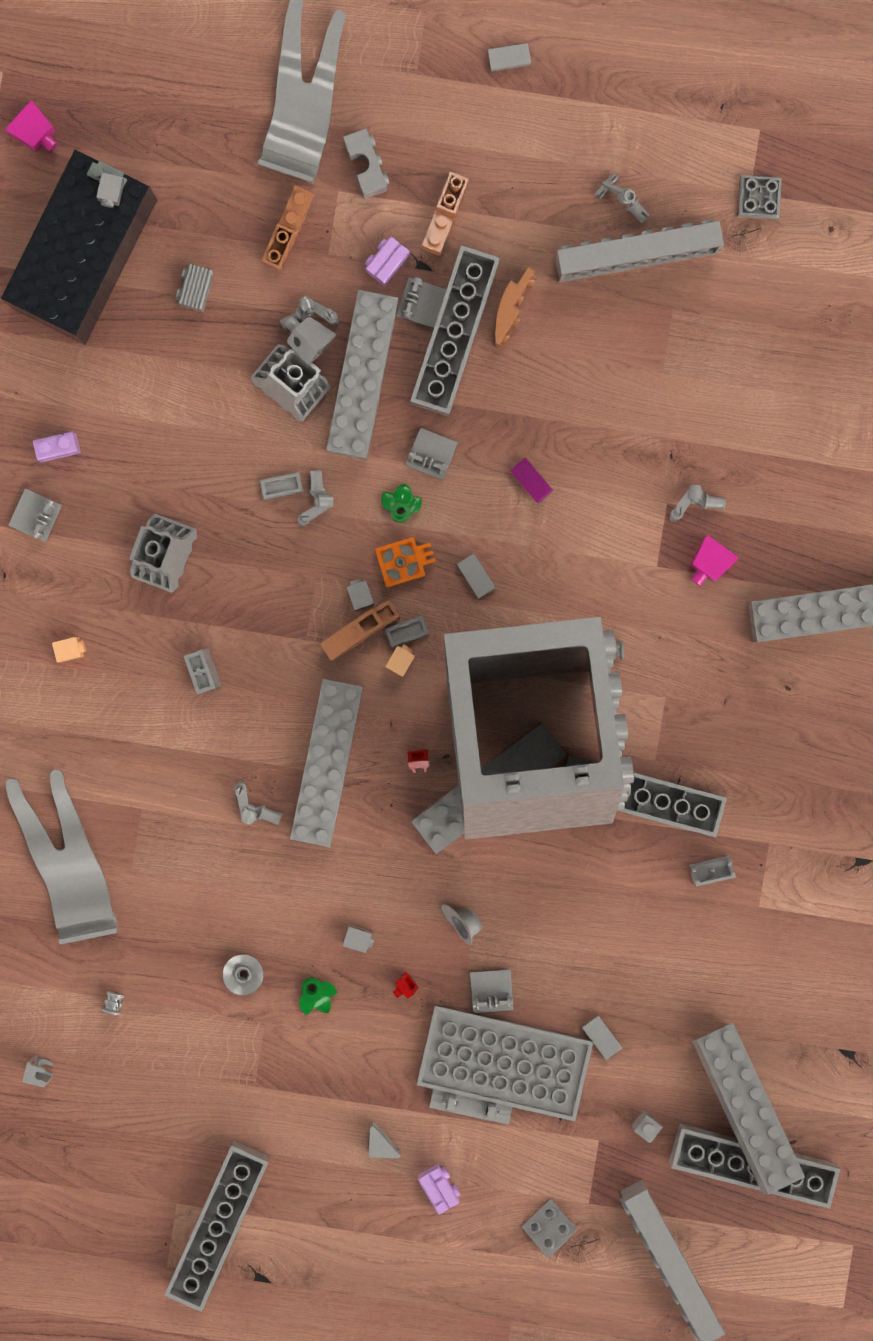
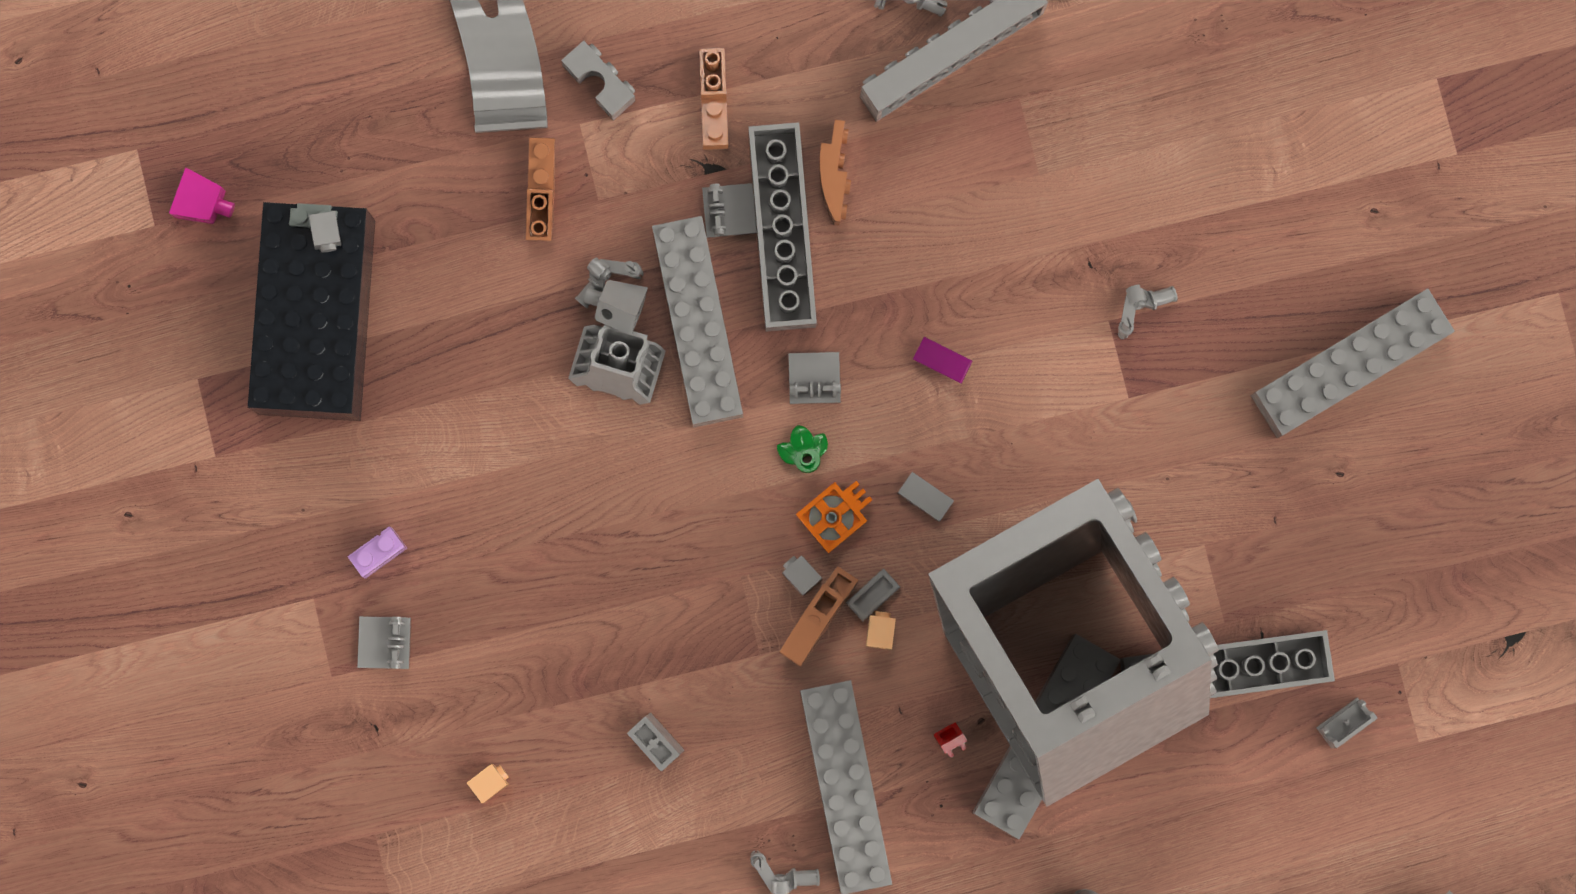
camera: 40 degrees left, 5 degrees down
(162, 552) = (550, 623): light grey slope -> none
(195, 287) = (462, 302): light grey brick -> none
(281, 486) = (656, 488): light grey tile -> none
(322, 499) = (710, 483): light grey pin -> none
(387, 260) = (669, 180): lavender brick -> none
(711, 561) = (1188, 365): dark pink torso -> none

